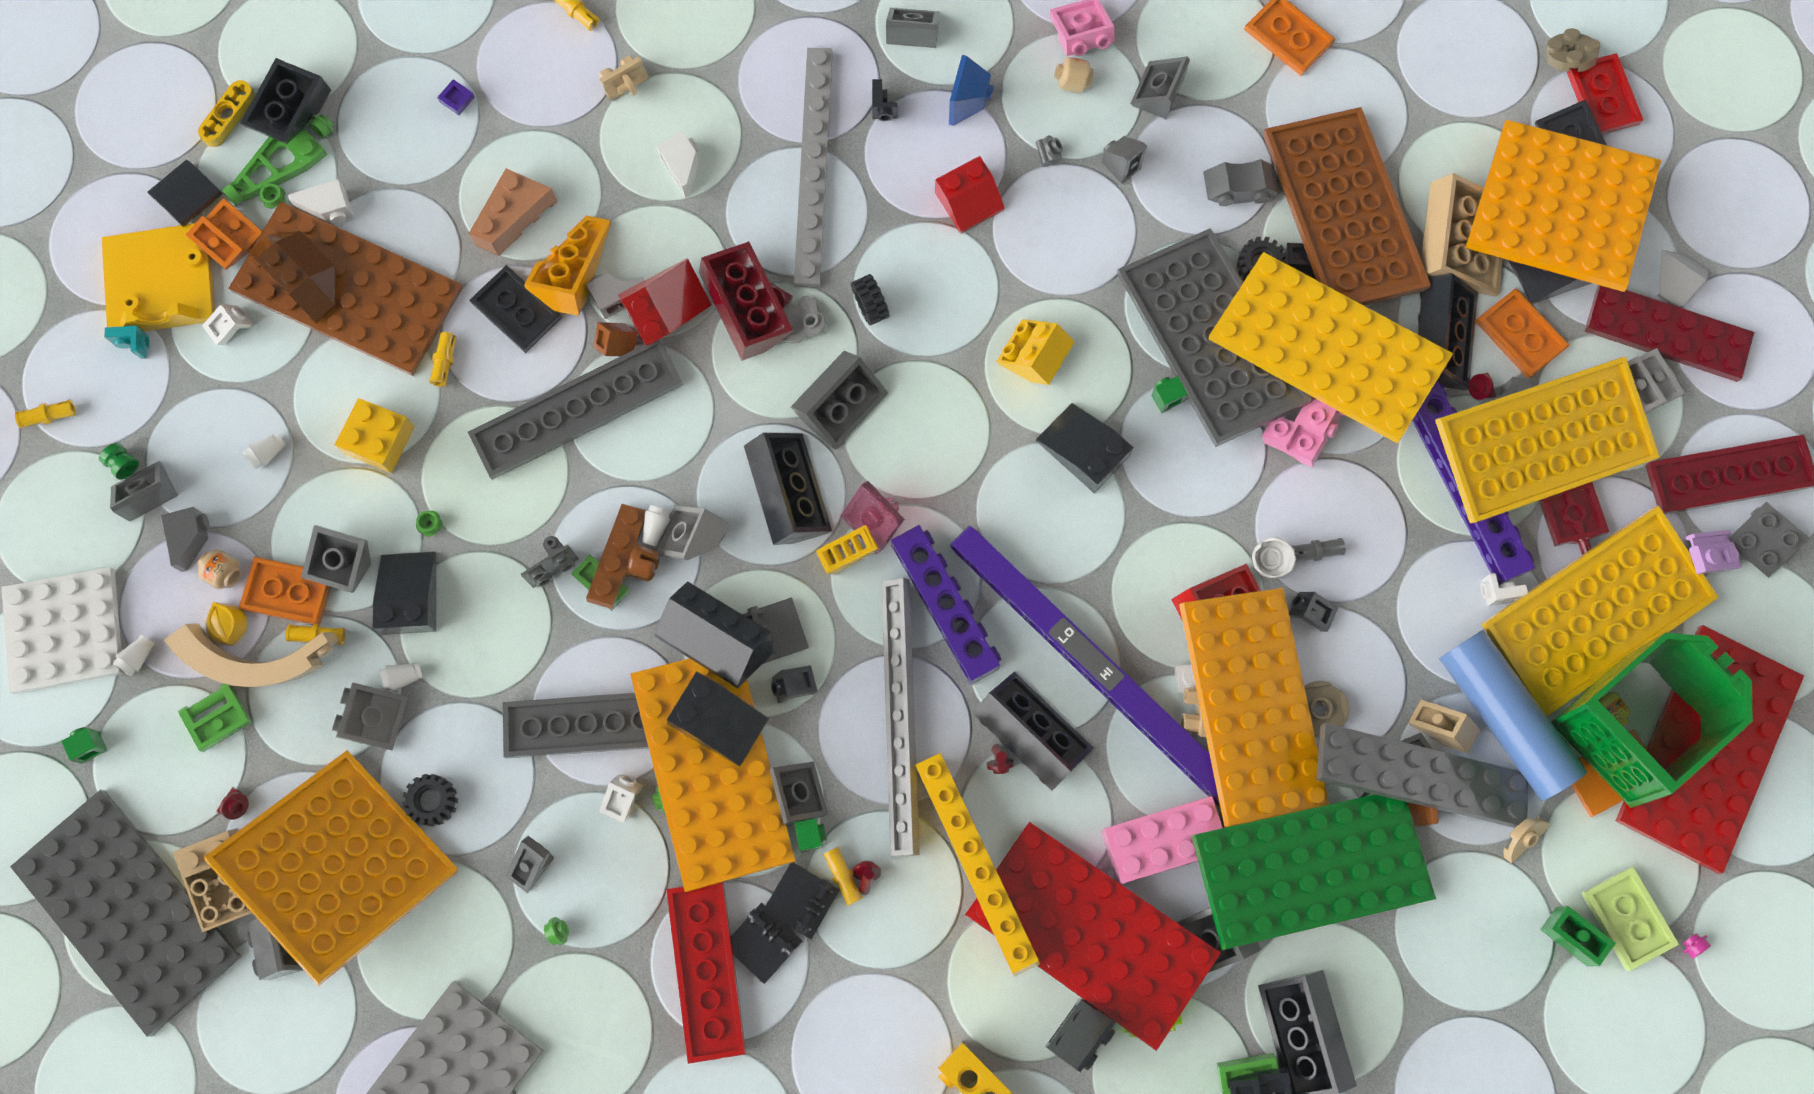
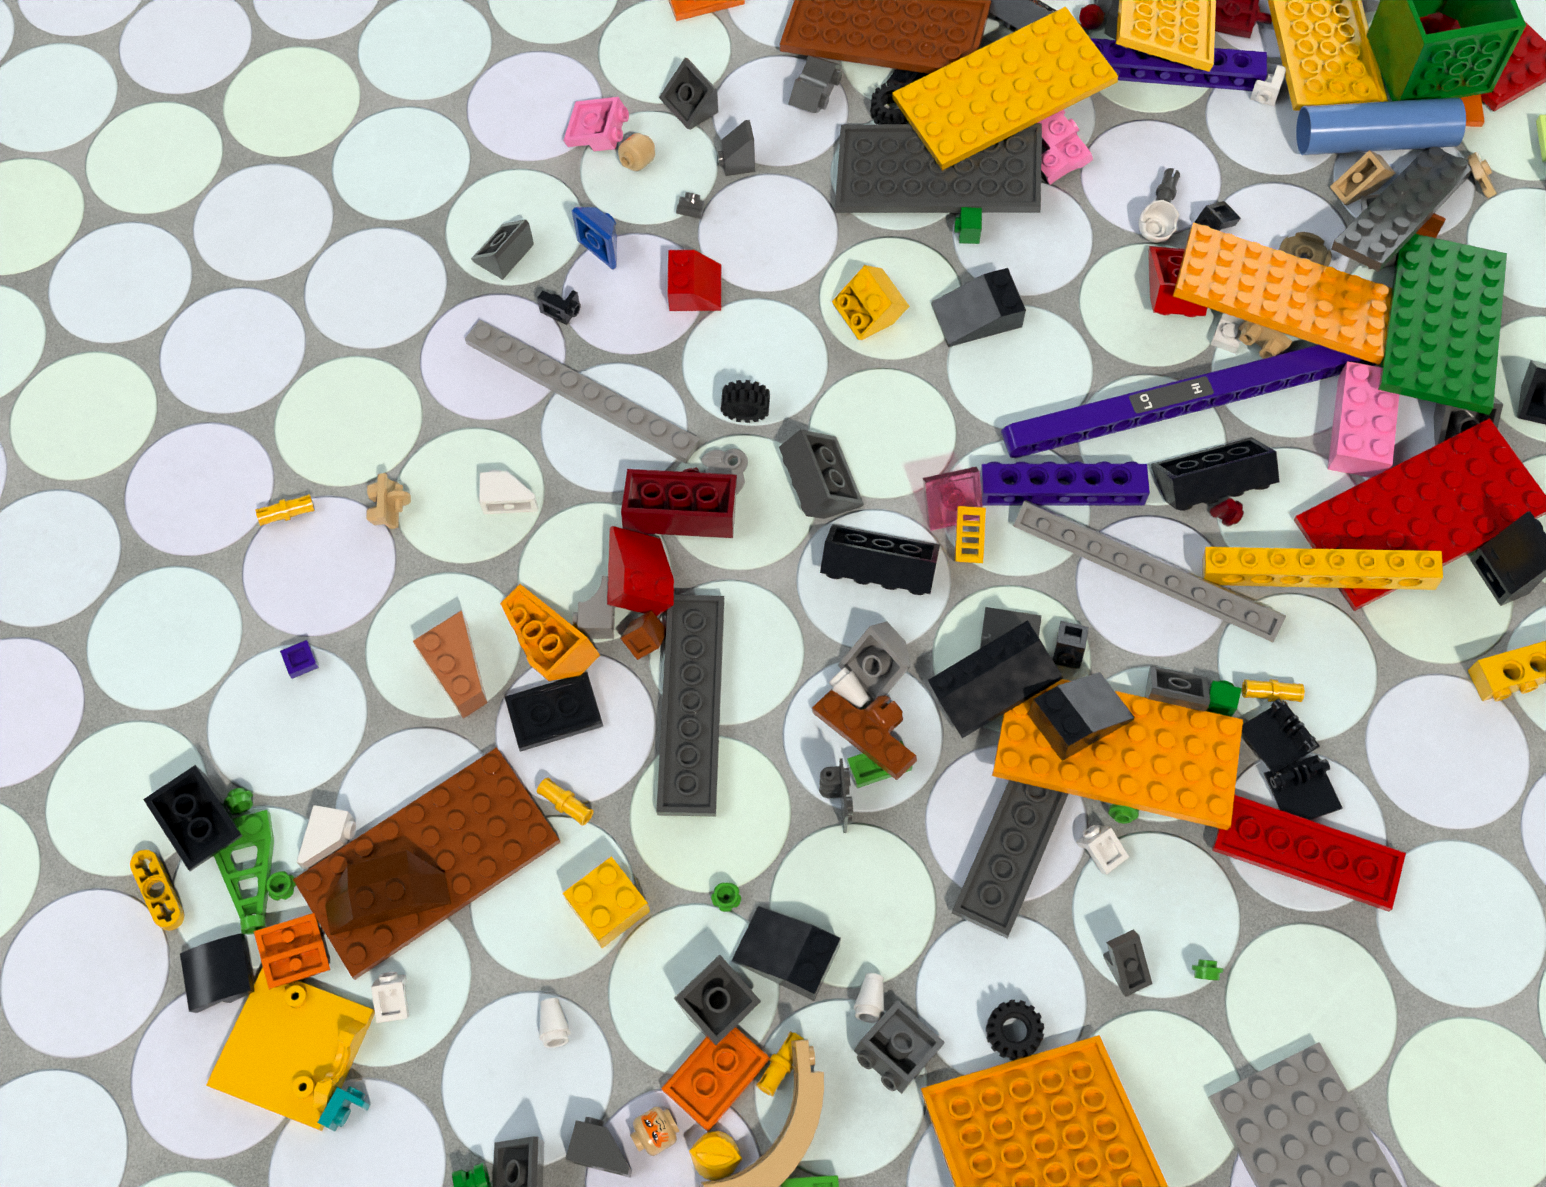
camera: 60 degrees left, 10 degrees down
(866, 872) = (1282, 669): dark red plate -> none

